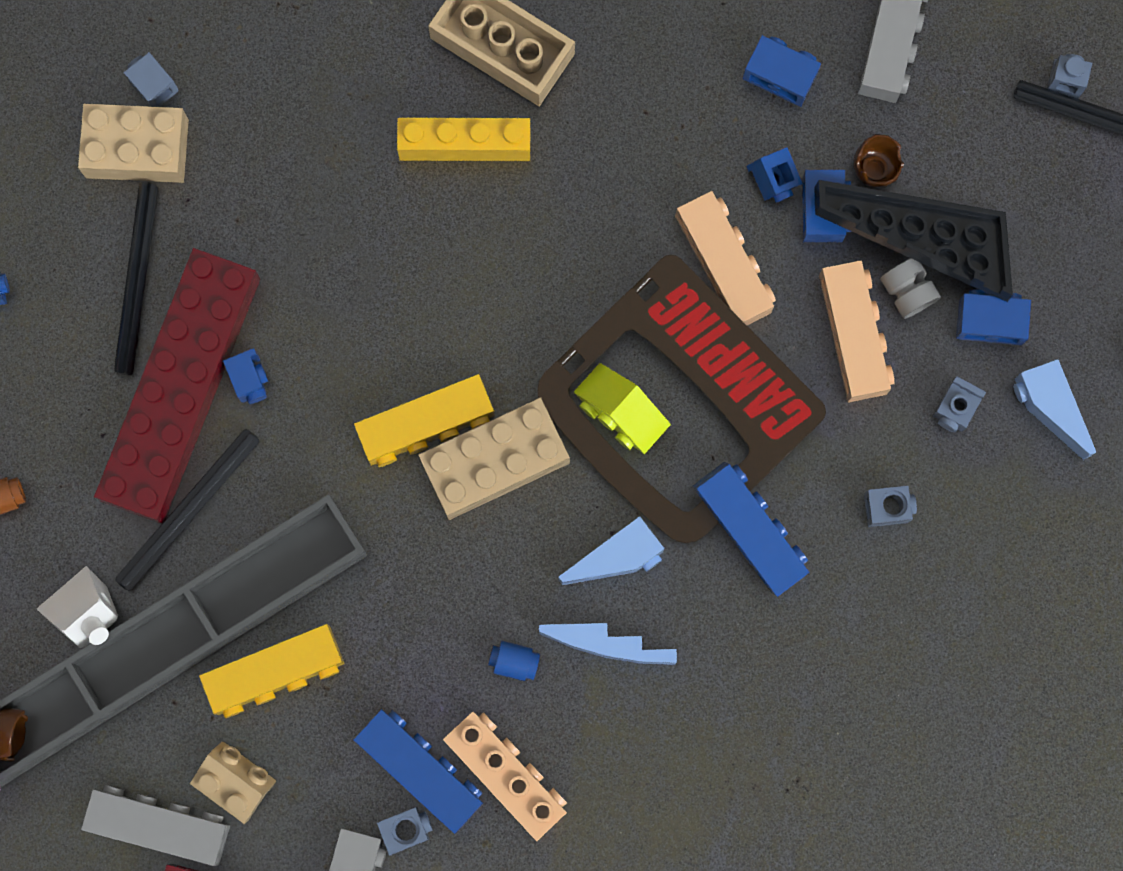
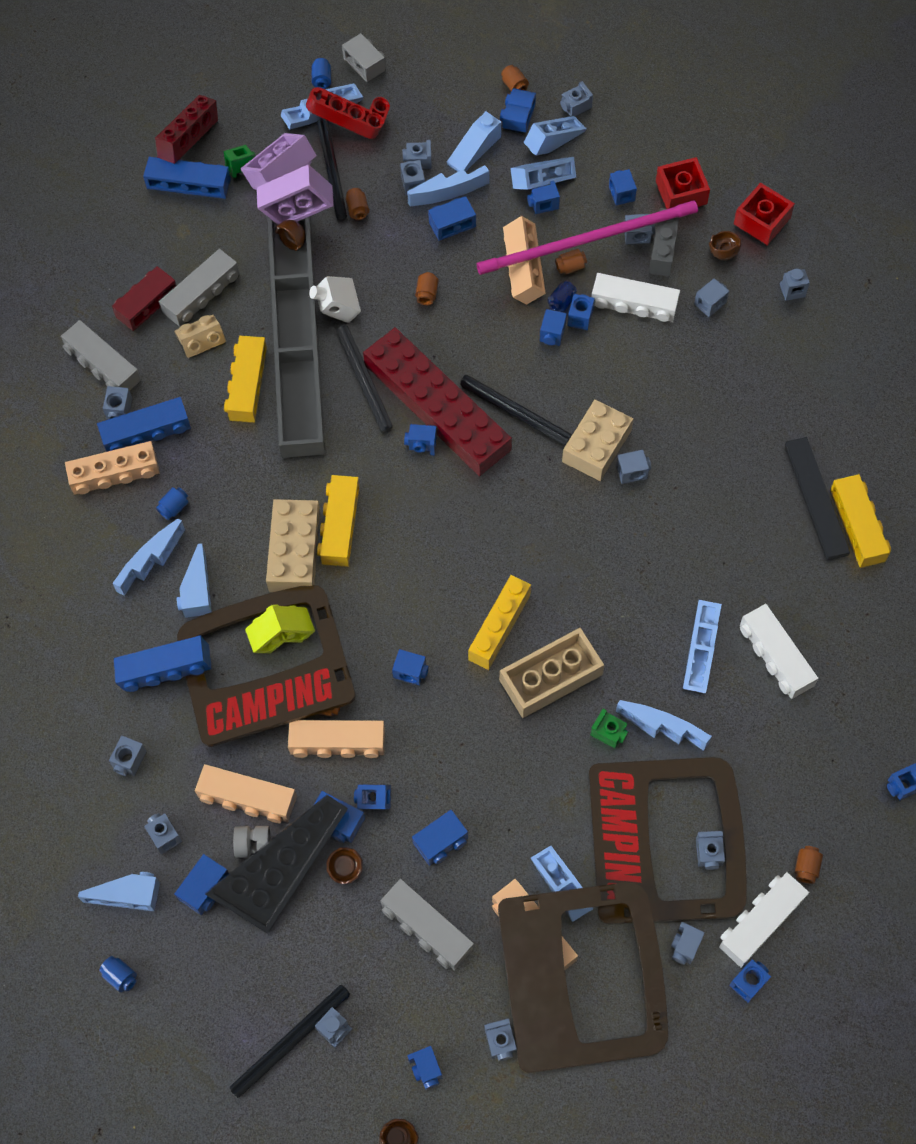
camera: 120 degrees right, 15 degrees down
(583, 219) = (410, 667): none -> blue brick

